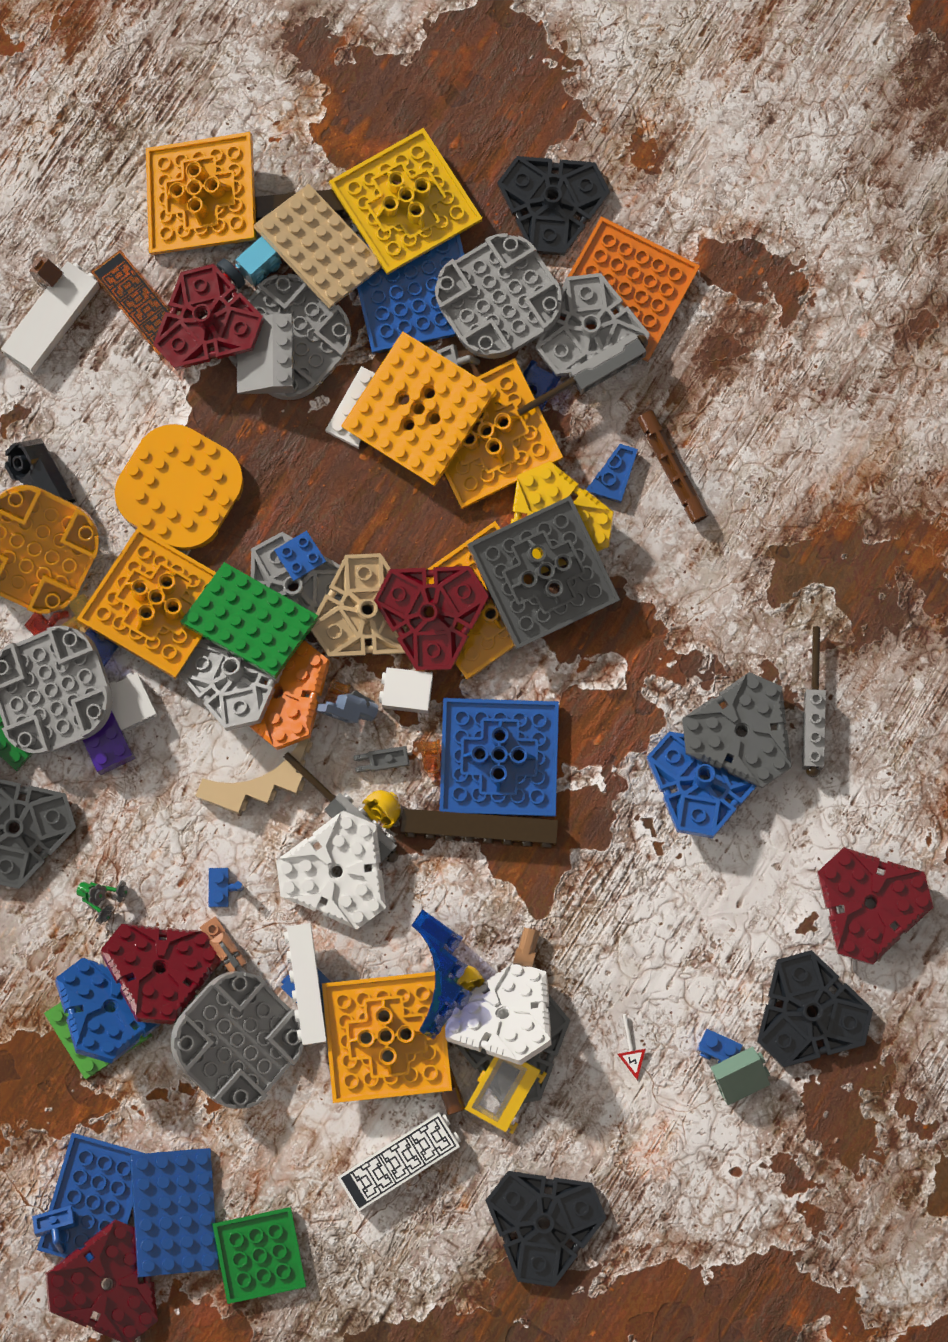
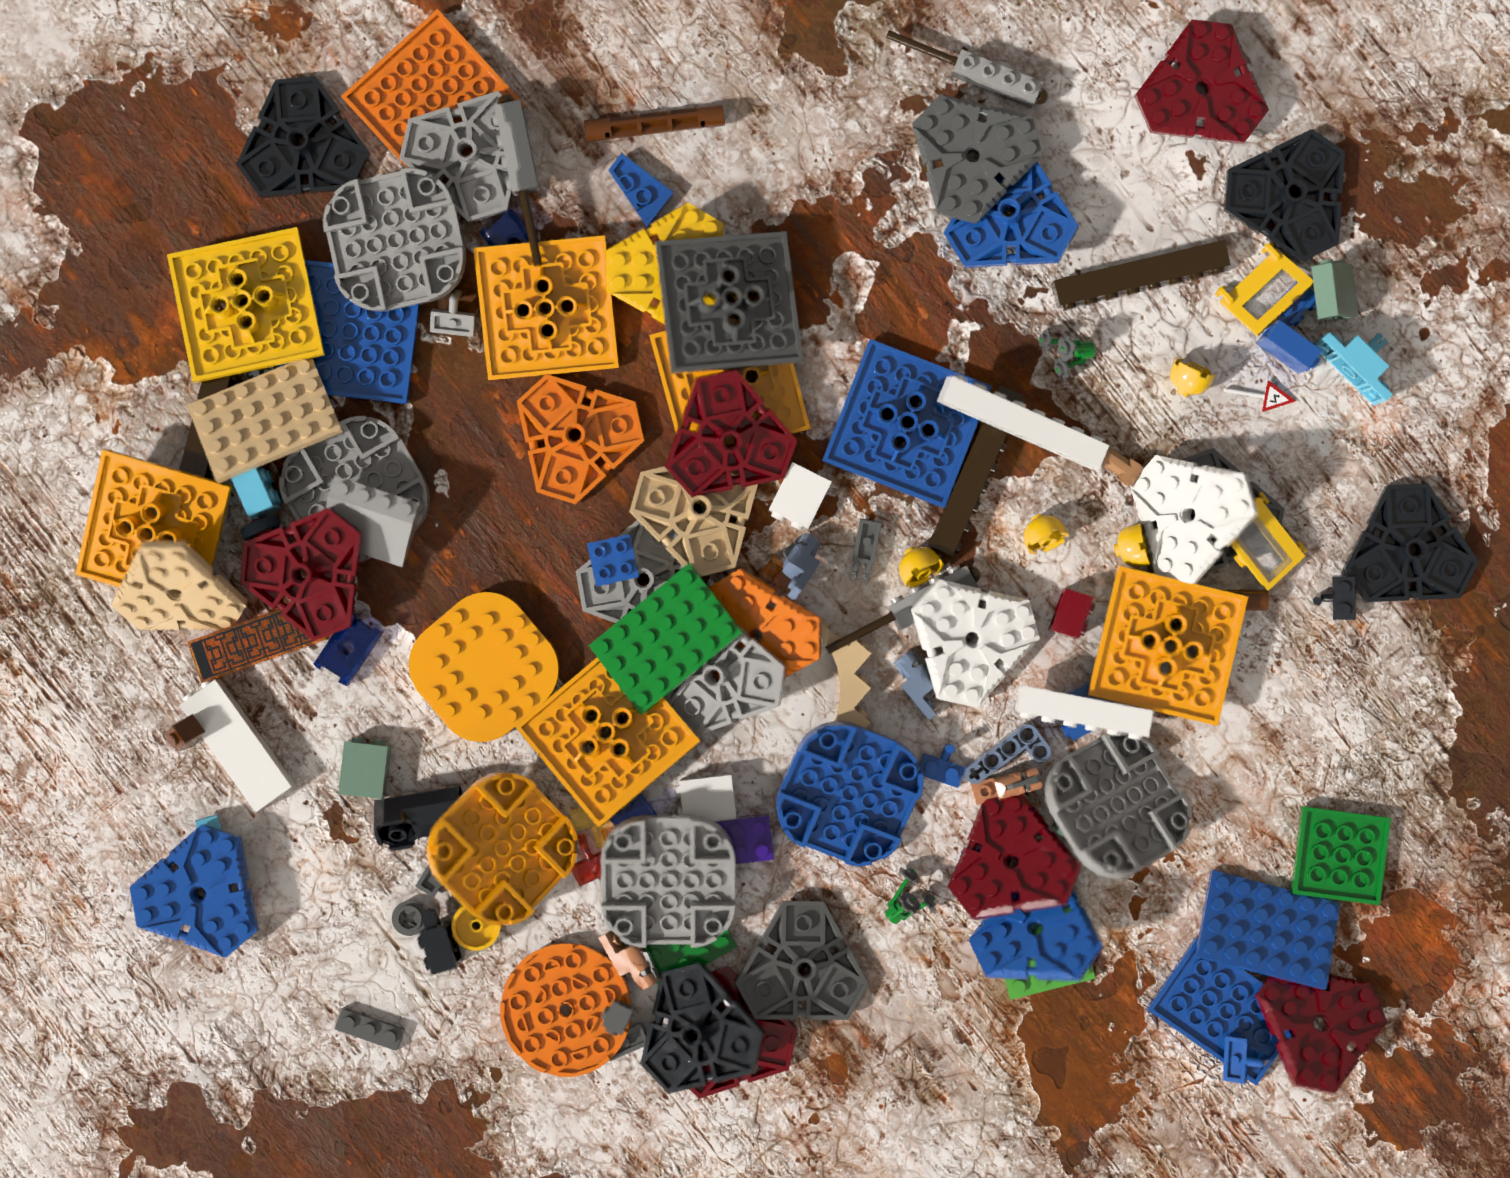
camera: 70 degrees left, 10 degrees up
(64, 422) = (365, 768): none -> sand green brick
(145, 370) = (338, 660): none -> clear blue piece
(156, 224) = (176, 590): none -> tan plate
(173, 814) = (849, 793): none -> blue plate
(247, 934) = (1003, 757): none -> sand blue beam
(284, 841) = (918, 681): none -> sand blue plate
(351, 397) = (466, 448): white wing -> none
(386, 948) = (1071, 614): none -> dark red slope
(399, 1161) = (1296, 677): brick -> none
(405, 517) = (607, 428): none -> orange plate
(413, 372) = (448, 366): light orange plate -> none
(431, 754) = (879, 495): clear orange piece -> none
(447, 901) = (1044, 532): none -> yellow cylinder
(448, 969) = (1122, 555): clear blue arch -> none
(482, 1177) = (1342, 597): none -> black plate
(531, 849) = (1023, 423): none -> white brick
(613, 879) = (1068, 350): none -> dark grey plant
(622, 979) = (1190, 377): none -> yellow cylinder
(678, 1054) = (1289, 347): none -> blue brick
(687, 1117) = (1358, 363): none -> medium azure brick
(695, 907) = (1140, 274): none -> dark brown brick
(720, 1019) = (1266, 291): none -> yellow piece

